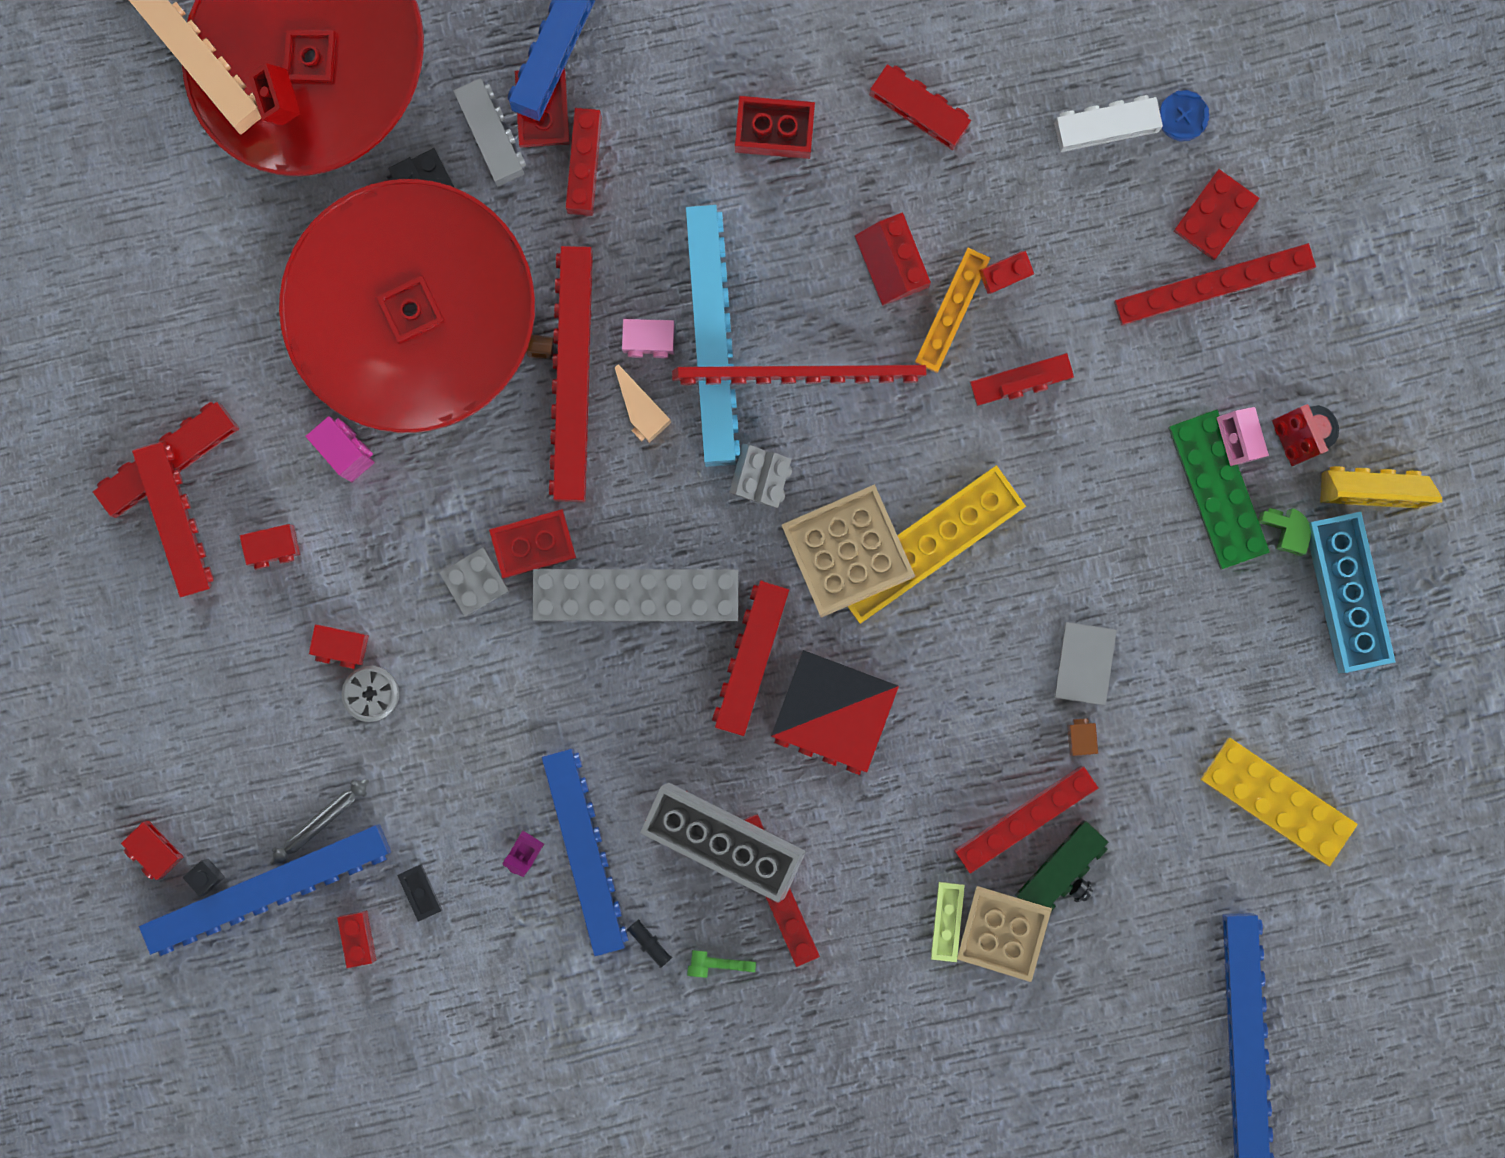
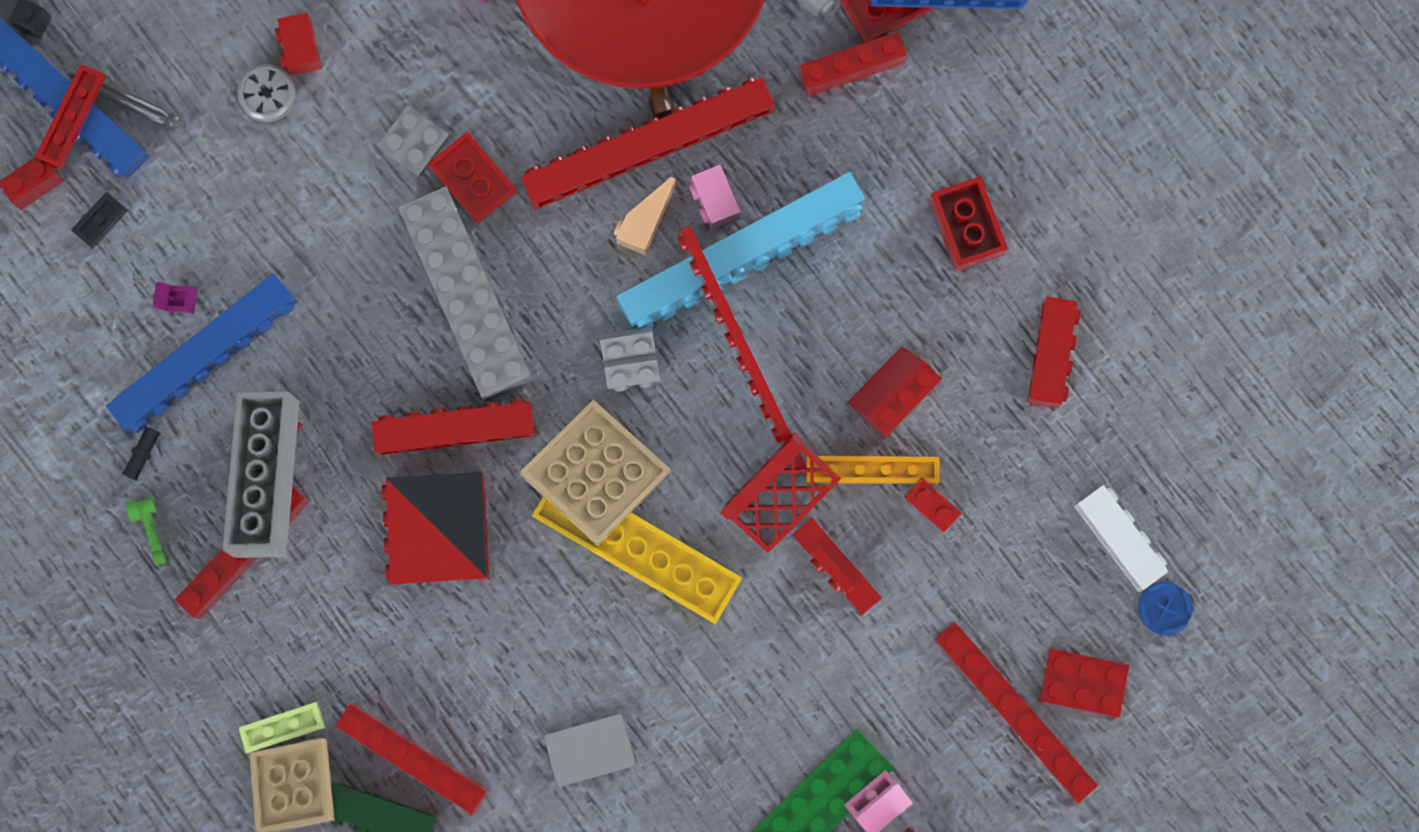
camera: 60 degrees right, 5 degrees down
(316, 876) = (70, 116): none -> red plate
(918, 405) = (763, 477): none -> red fence
(1082, 737) = (515, 778): dark orange brick -> none

